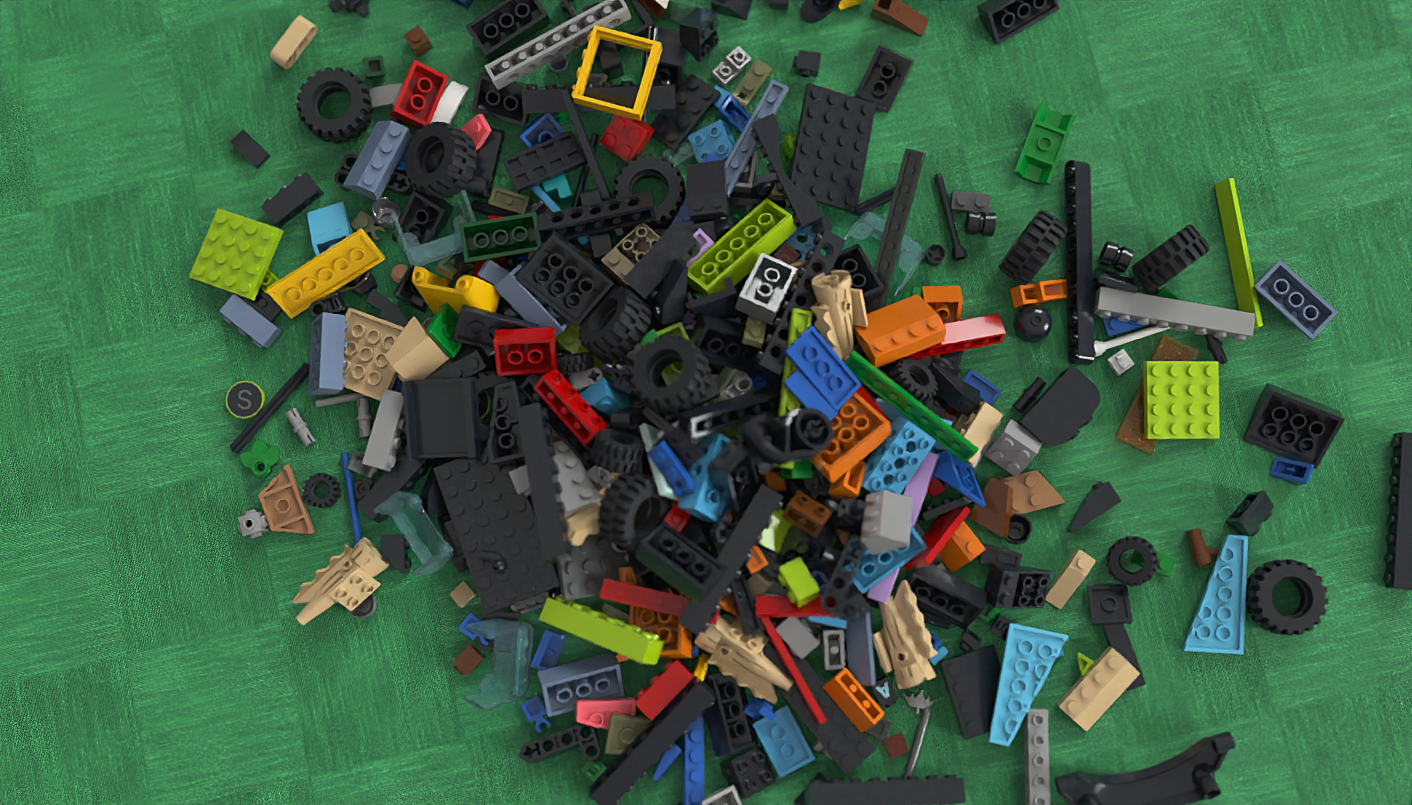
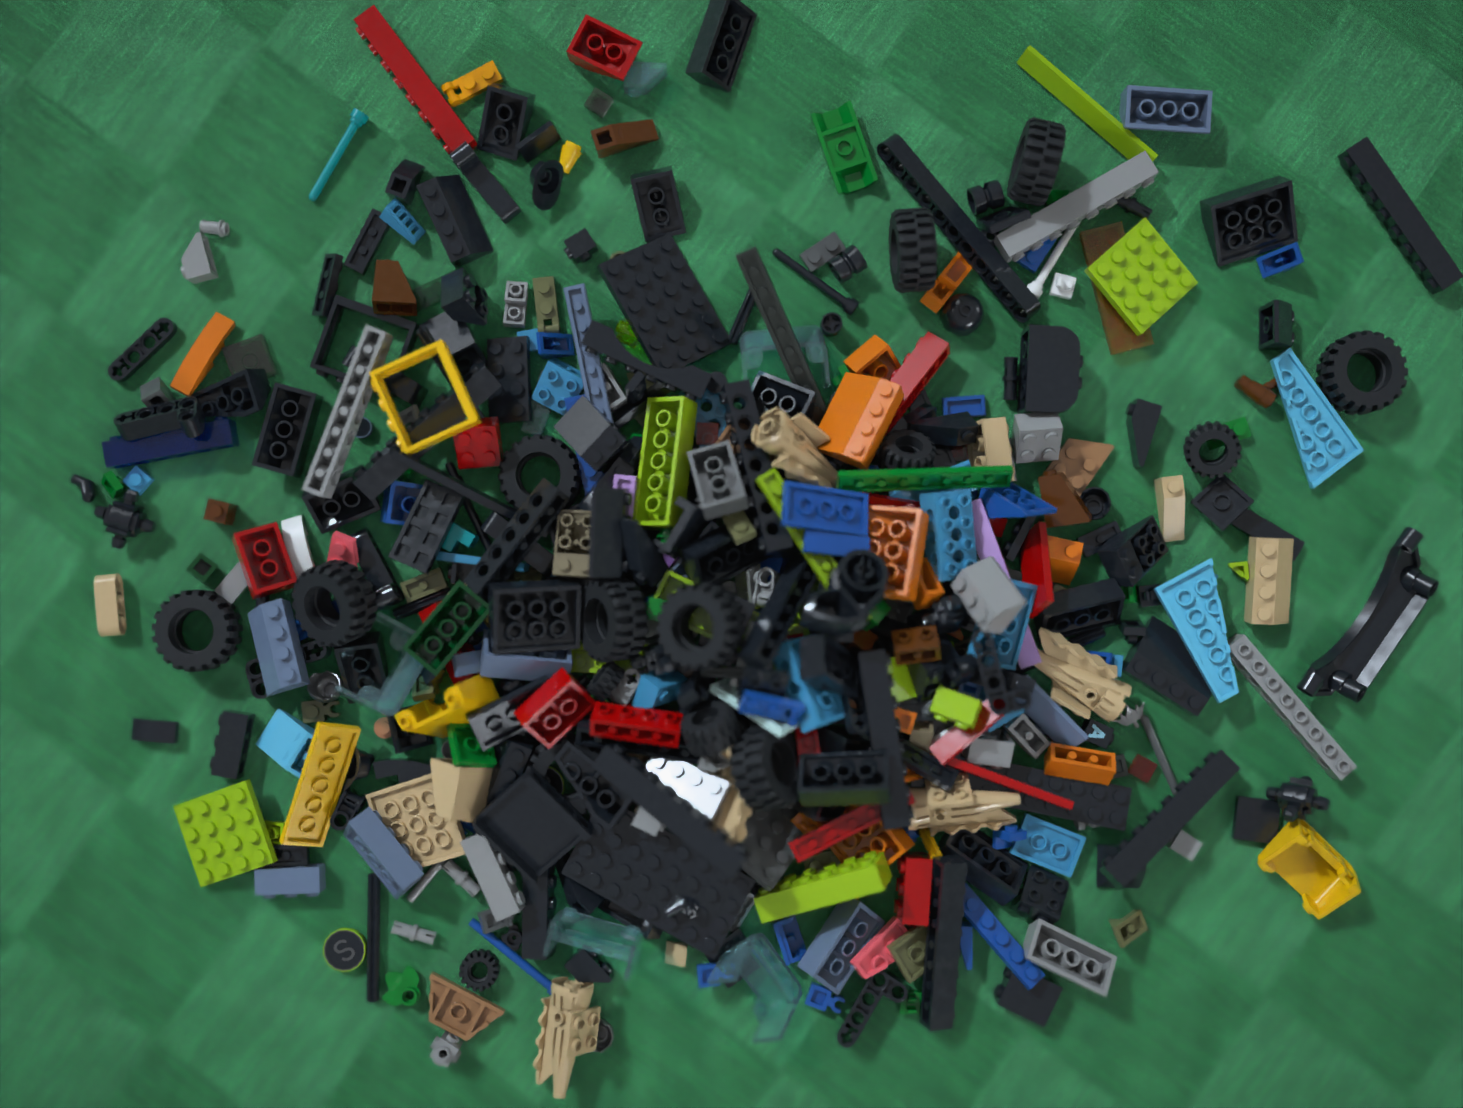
camera: 50 degrees left, 5 degrees up
(468, 660) = (729, 1004): reddish brown brick -> none

